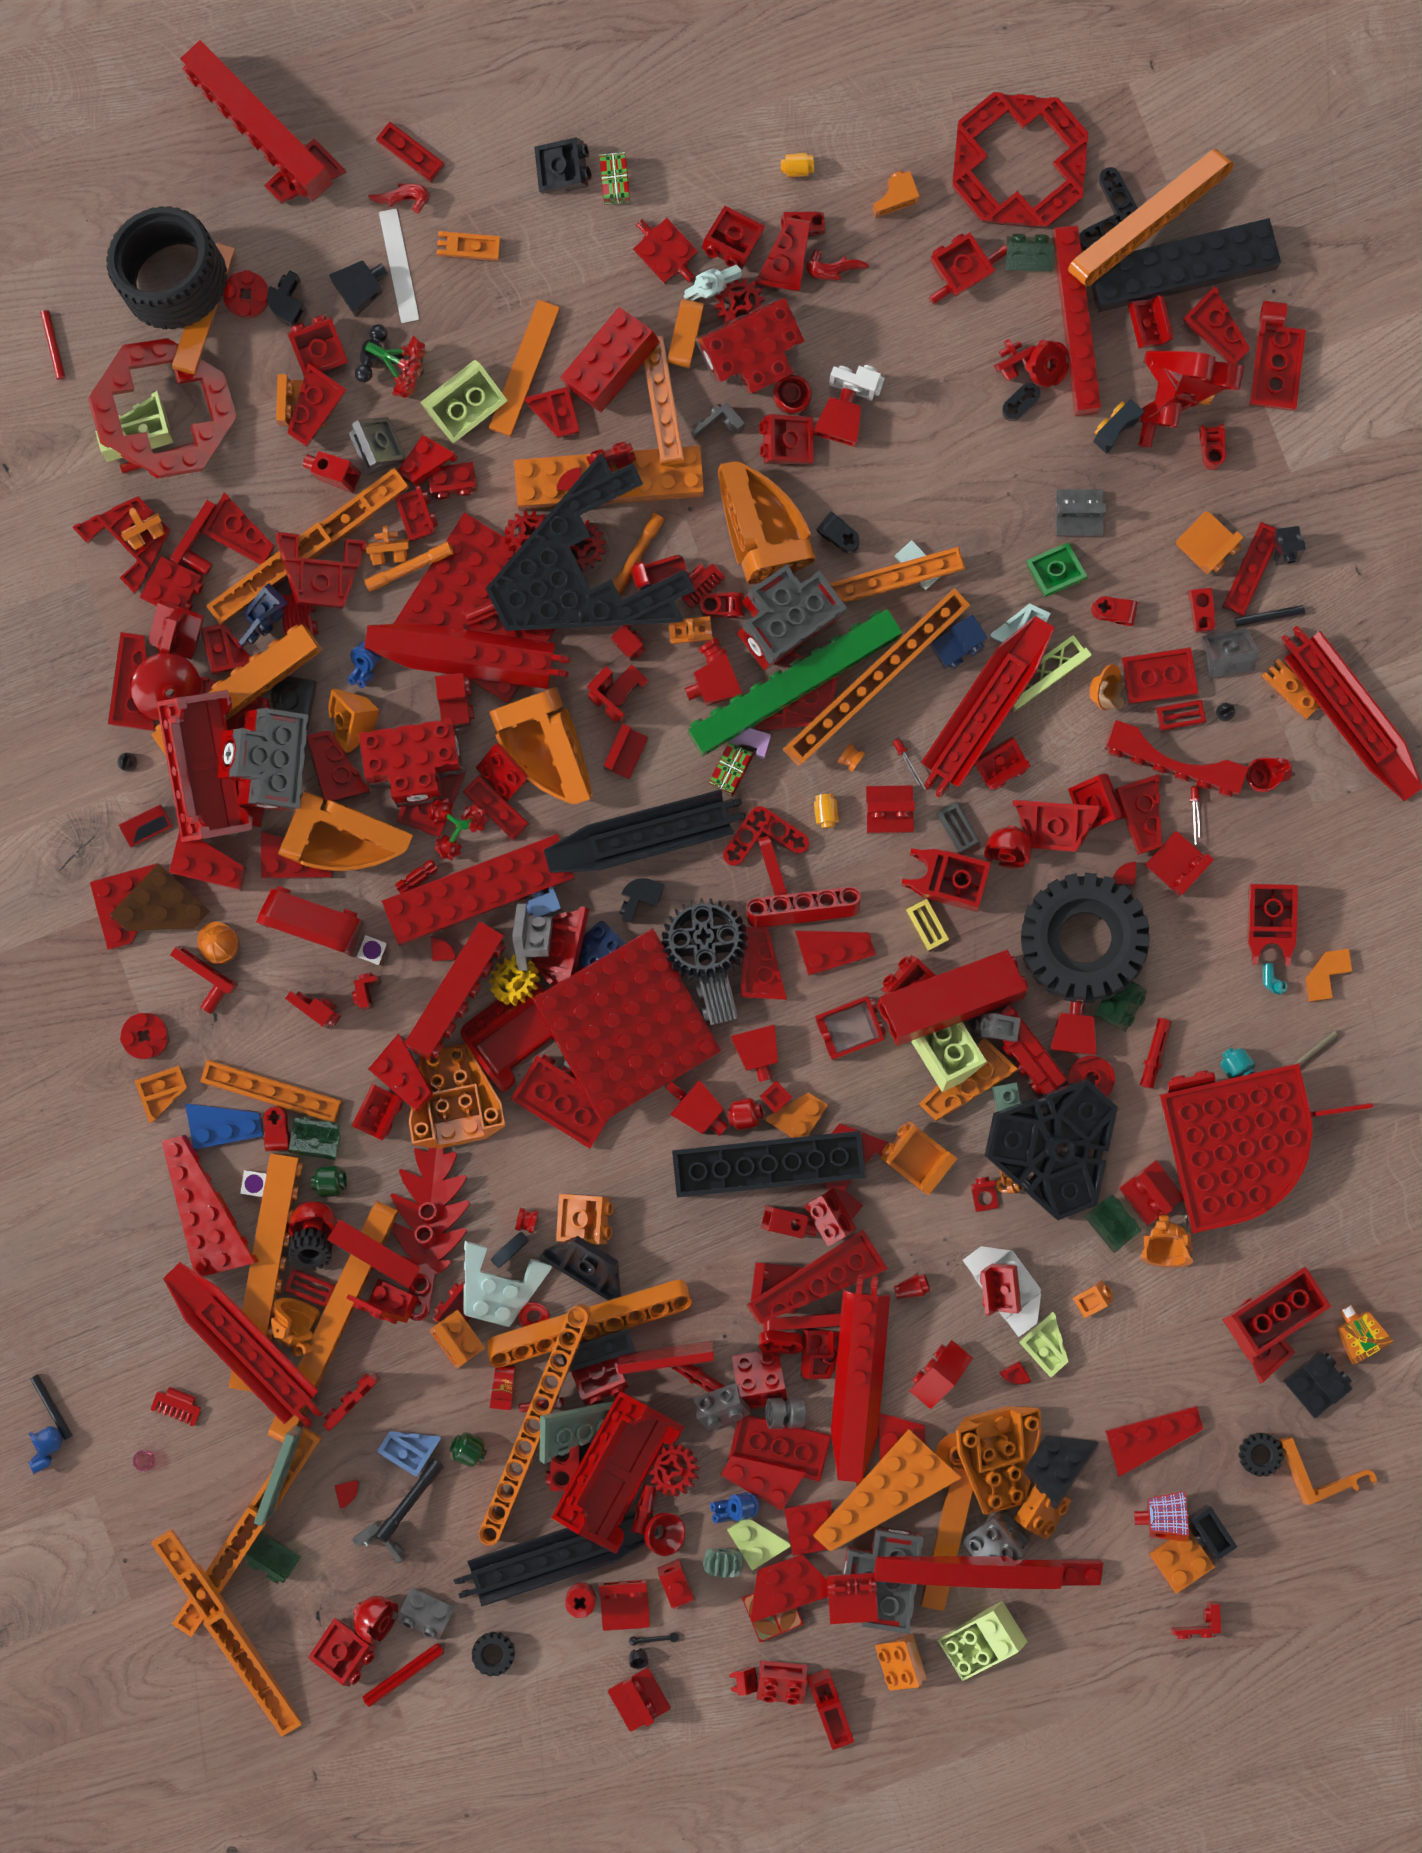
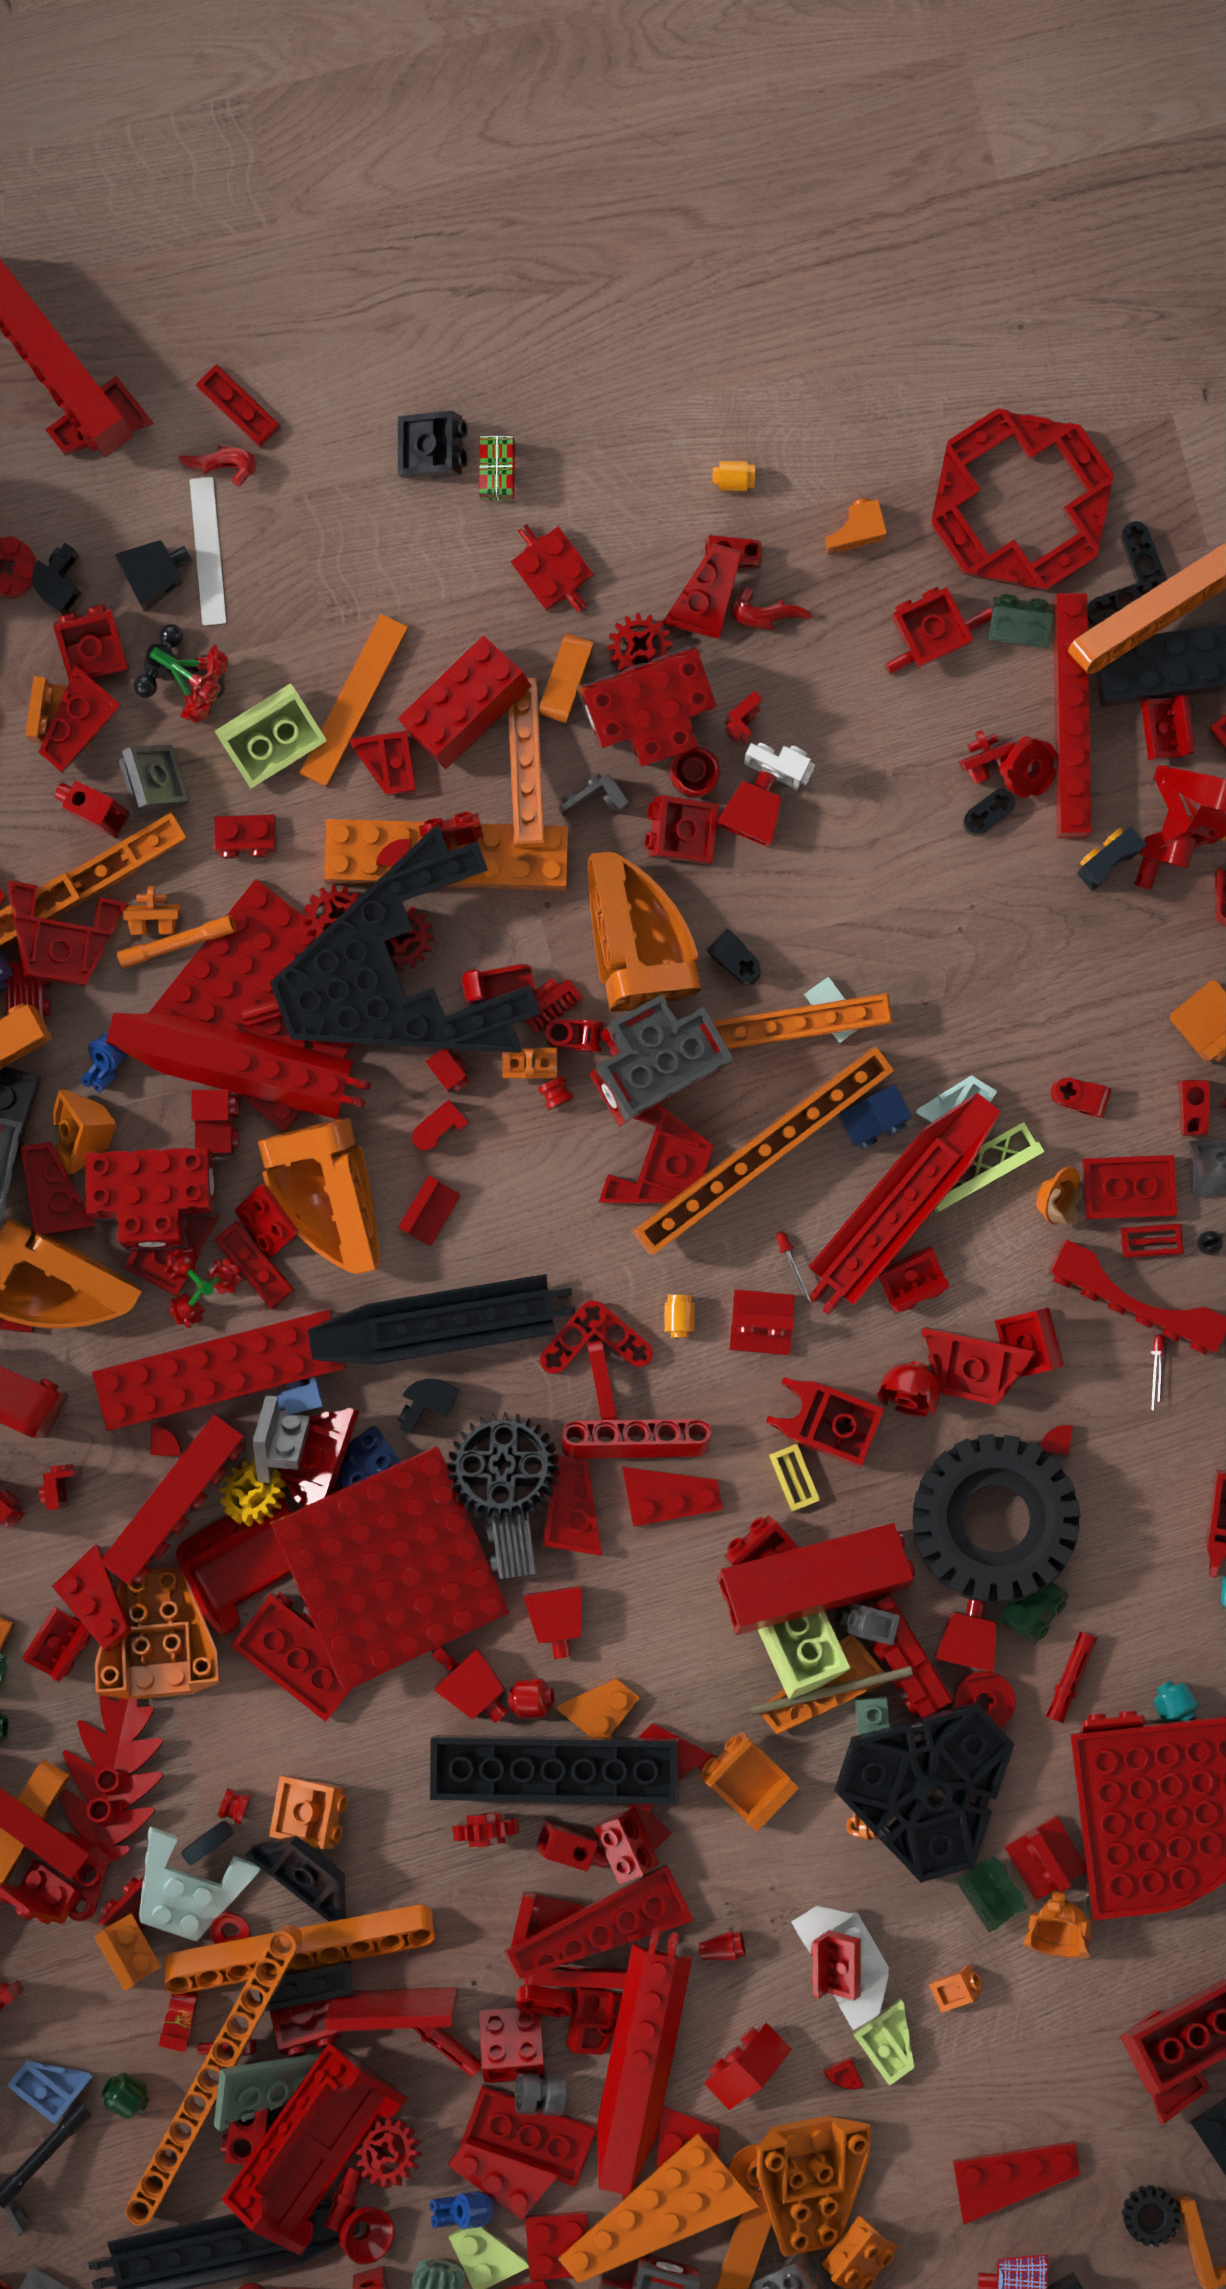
camera: 10 degrees right, 0 degrees up
(372, 950) = (74, 1432): tile -> none
(415, 514) = (193, 874): red bracket -> none
(416, 876) = (141, 1343): red axle -> none
(425, 460) = (212, 806): red wing -> none
(469, 246) = (300, 535): orange hinge -> none
(601, 684) = (408, 1119): red bracket -> none
(649, 532) = (490, 931): orange piece -> none
(712, 282) = (607, 617): light aqua bush -> none
(714, 682) = (554, 1134): red torso -> none
(720, 1407) = (457, 2077): flat silver bracket -> none
(721, 1216) = (485, 1829): none -> red gear
(731, 769) = (562, 1248): piece -> none
(732, 237) = (640, 561): red plate -> none
(754, 740) = (577, 1206): lavender leg -> none
(775, 1096) = (573, 1681): red tile -> none
(794, 682) = (655, 1147): green brick -> none
(823, 348) = (741, 717): none -> red bracket
(850, 1027) = (680, 1601): window -> none
(851, 757) = (719, 1250): orange wheel -> none
(960, 849) = (857, 1379): dark grey tile -> none
(973, 1082) = (832, 1690): none -> dark tan axle
(984, 1184) = (826, 1824): red bracket -> none
(1056, 569) = (1010, 1035): green slope -> none
(1058, 1465) = (886, 2203): black wing -> none
(1079, 512) = (1049, 964): flat silver bracket -> none
(1141, 812) = (1086, 1360): red wing -> none
(1178, 863) = (1128, 1434): red bracket -> none

